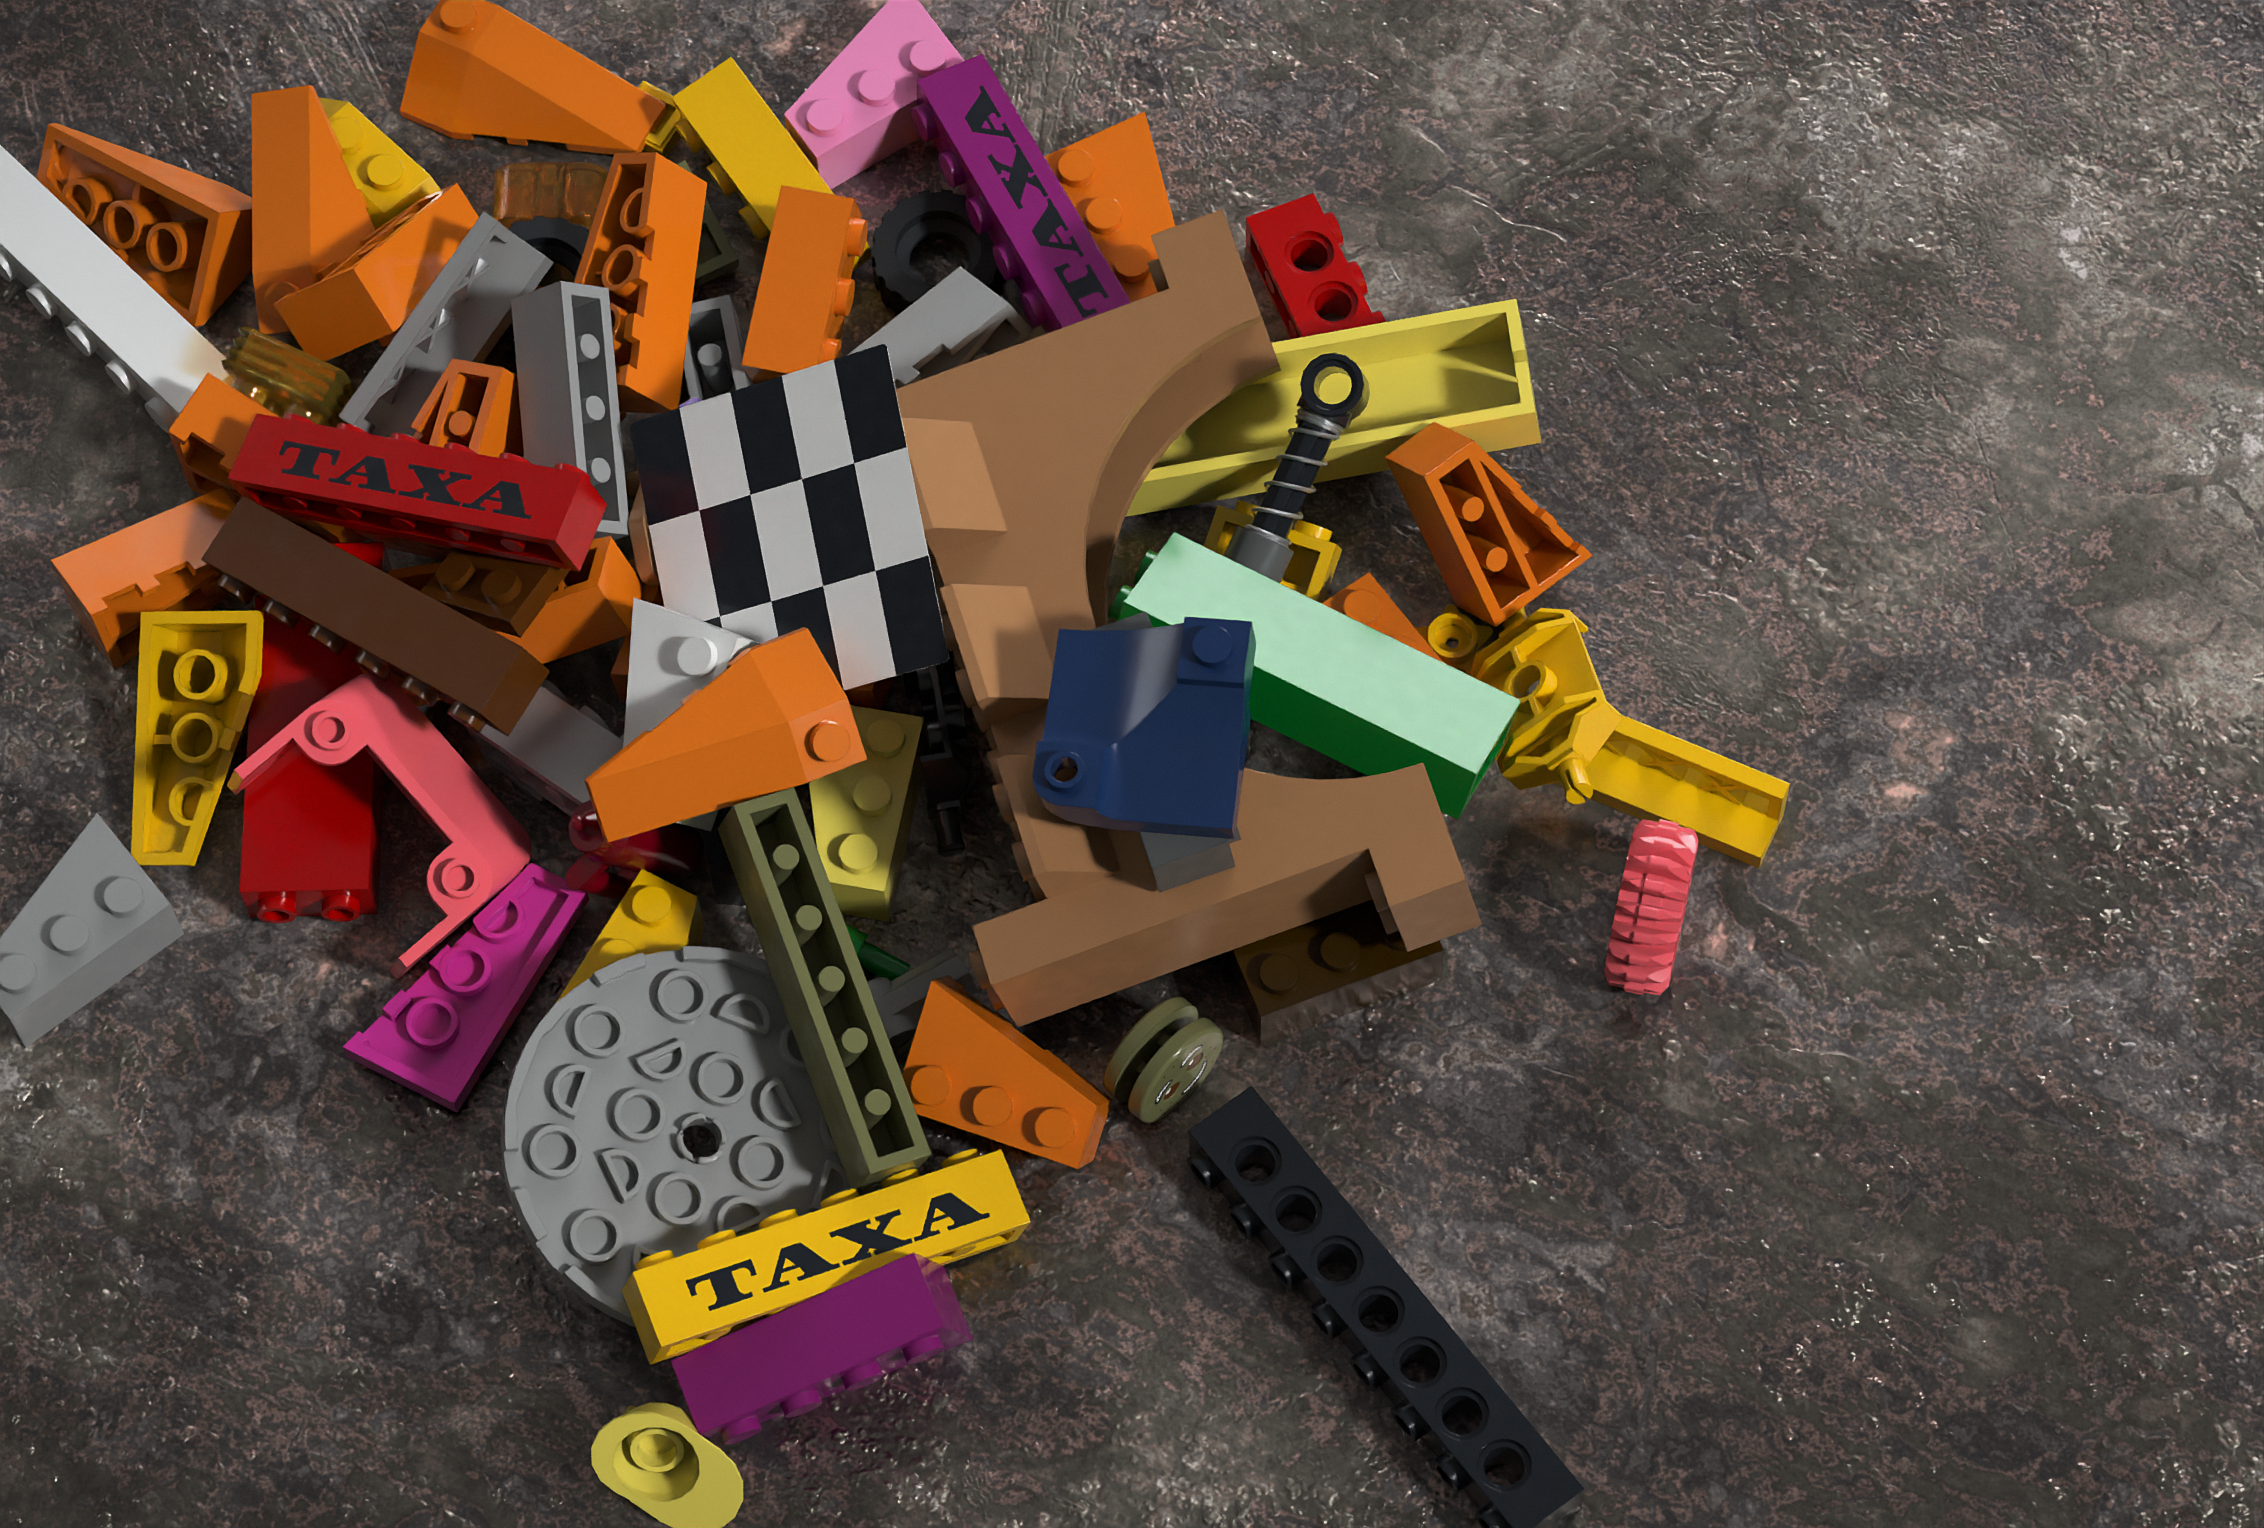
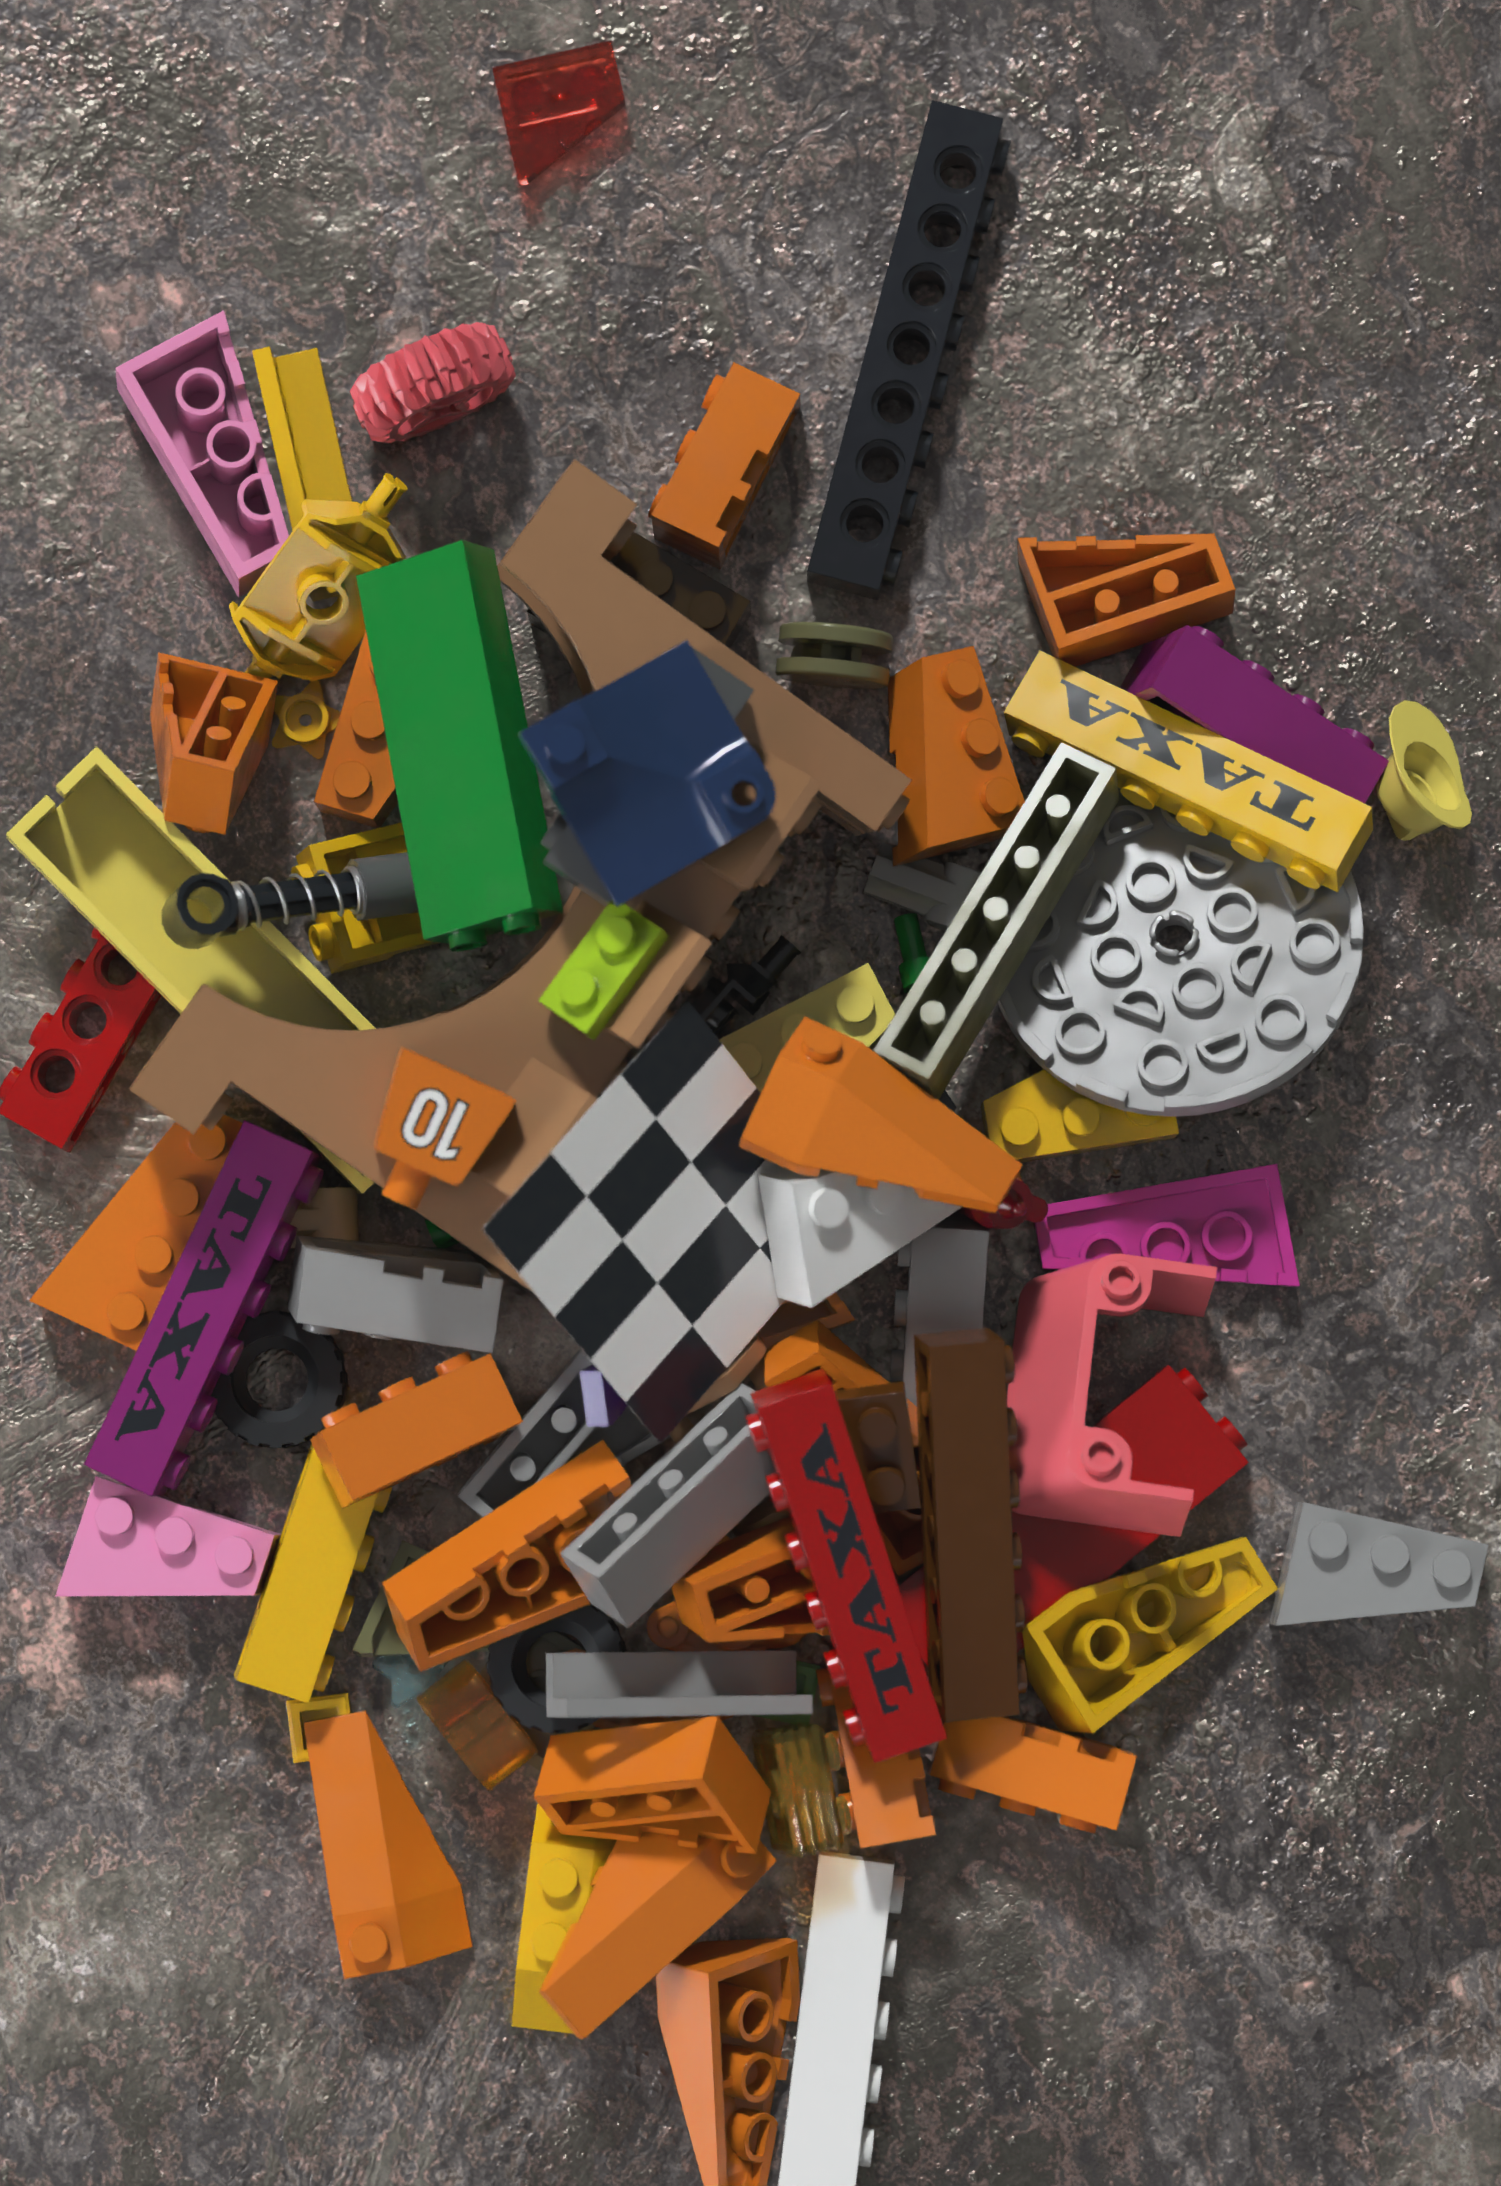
camera: 125 degrees left, 20 degrees up
(1011, 407) = (434, 1125): none -> orange torso
(1023, 612) = (603, 969): none -> lime plate
(1029, 1327) = (1123, 592): none -> orange wedge
(1397, 1090) = (723, 464): none -> orange wedge
(1745, 705) = (204, 433): none -> bright pink wedge
(1829, 1194) = (556, 103): none -> clear red wing

